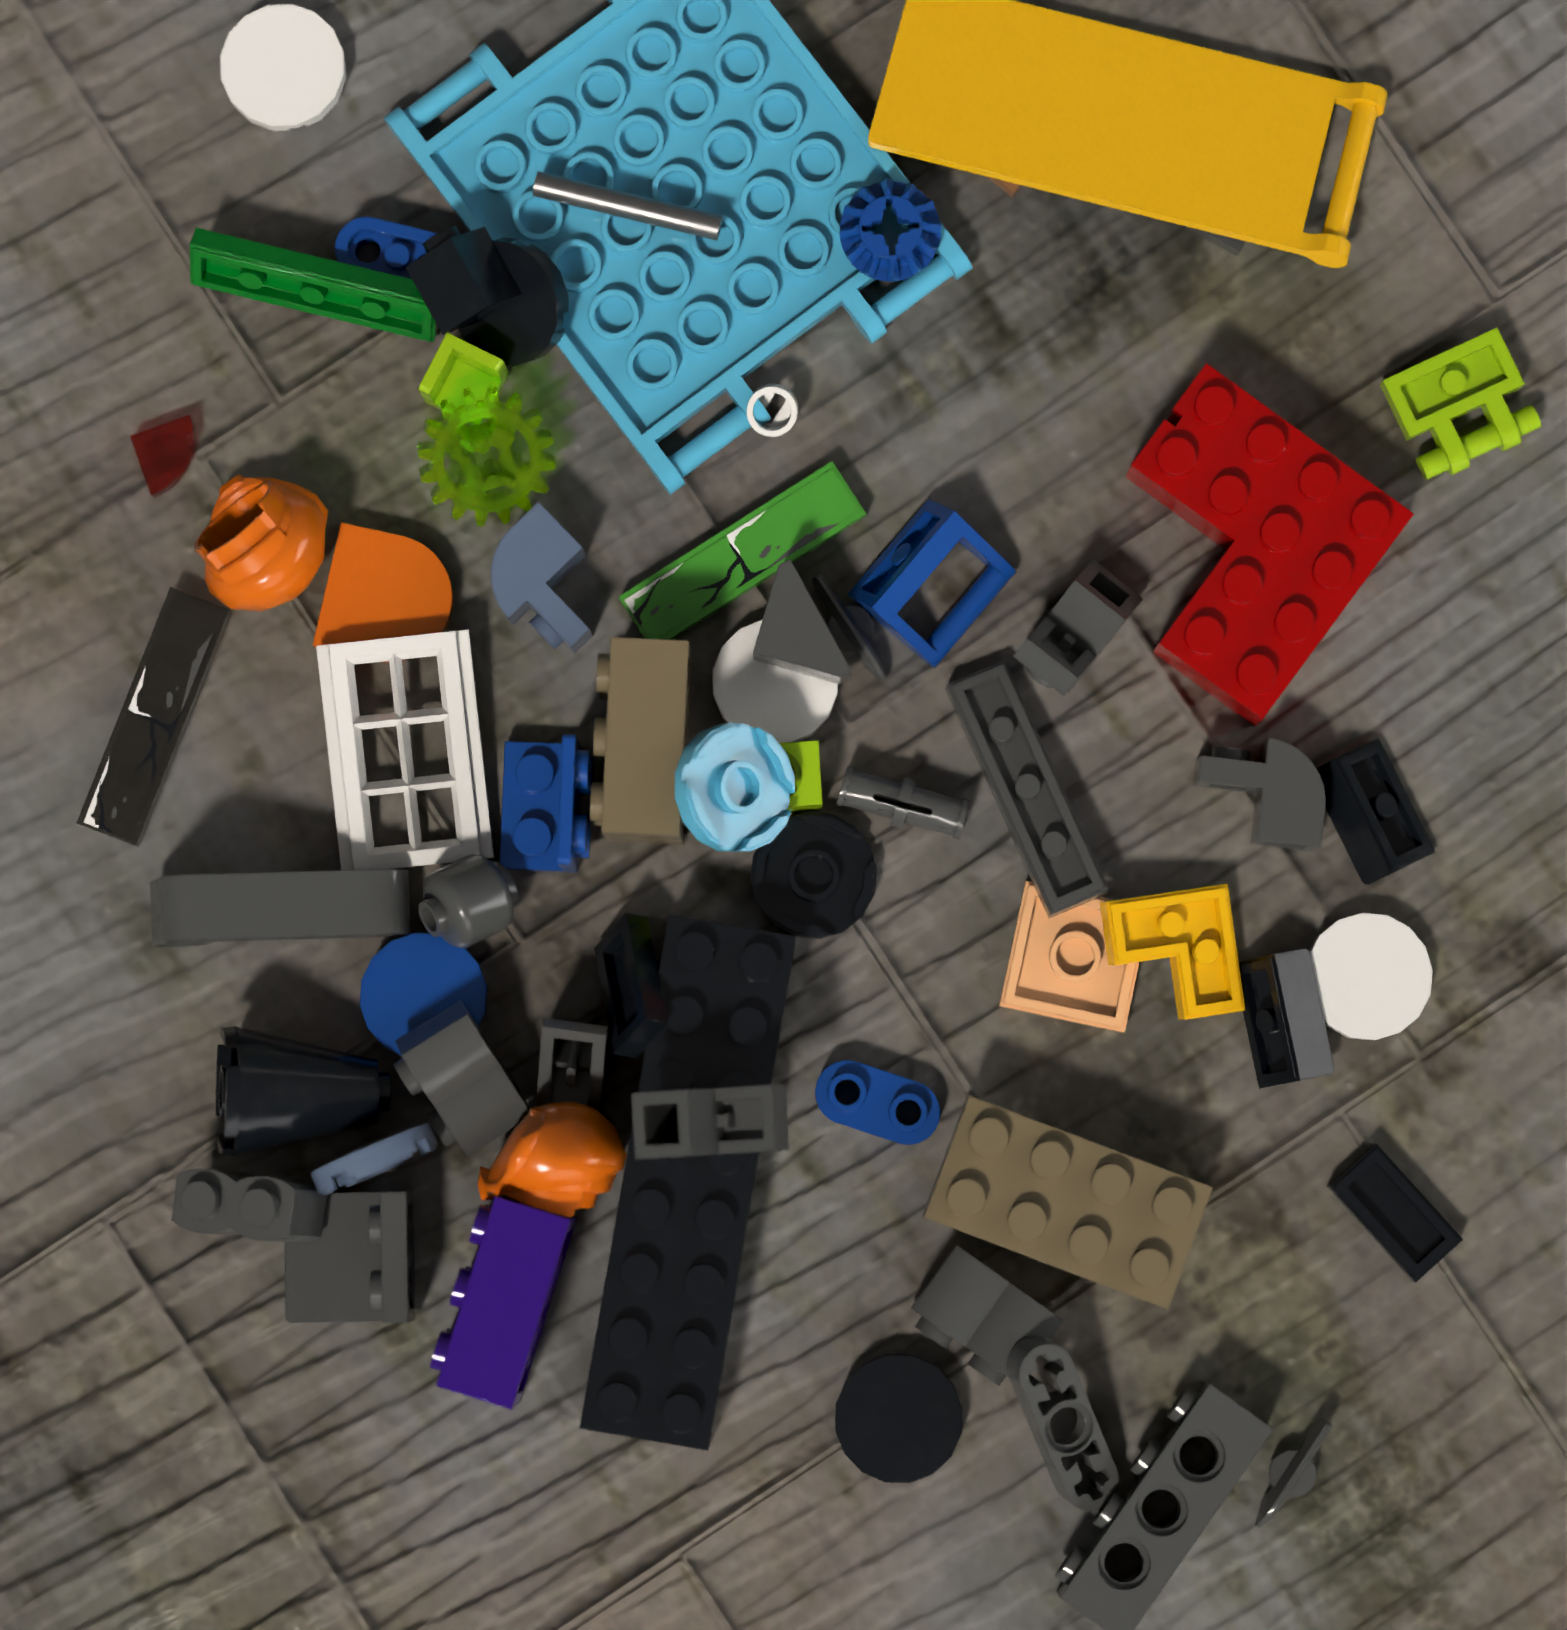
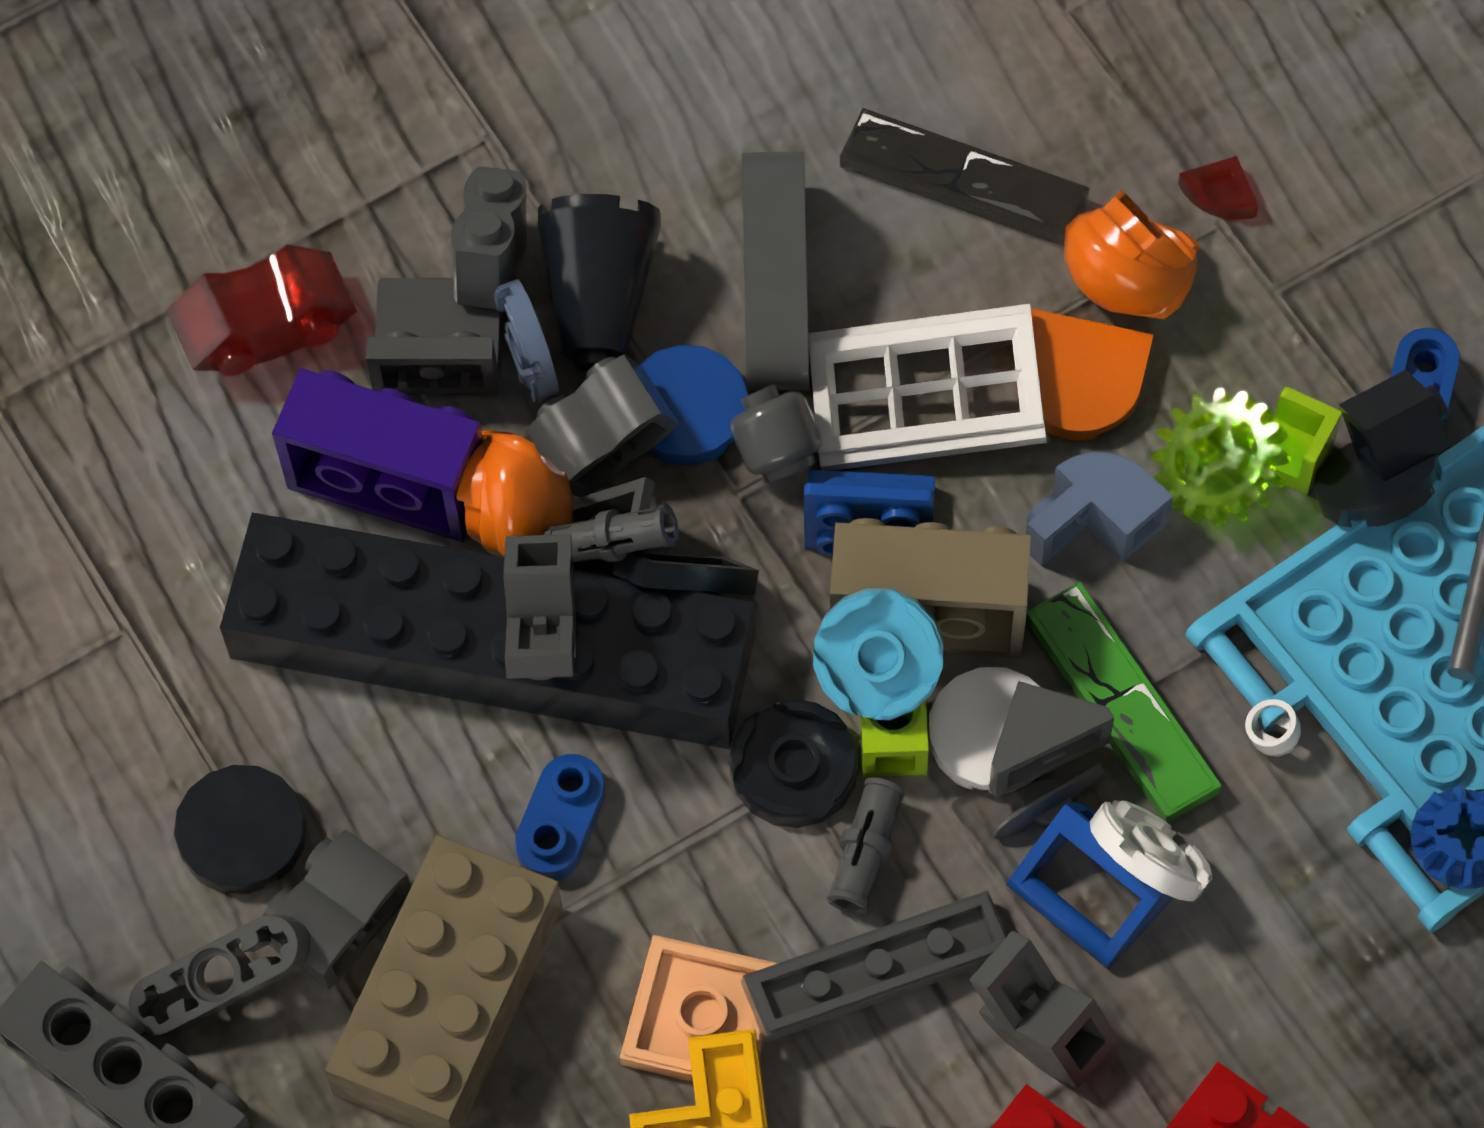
camera: 90 degrees right, 20 degrees down
(309, 284) = (1392, 295): green tile -> none
(332, 1441) = (262, 311): none -> clear red brick
(614, 1055) = (616, 534): none -> dark grey pin
(915, 527) = (1146, 850): none -> white tile

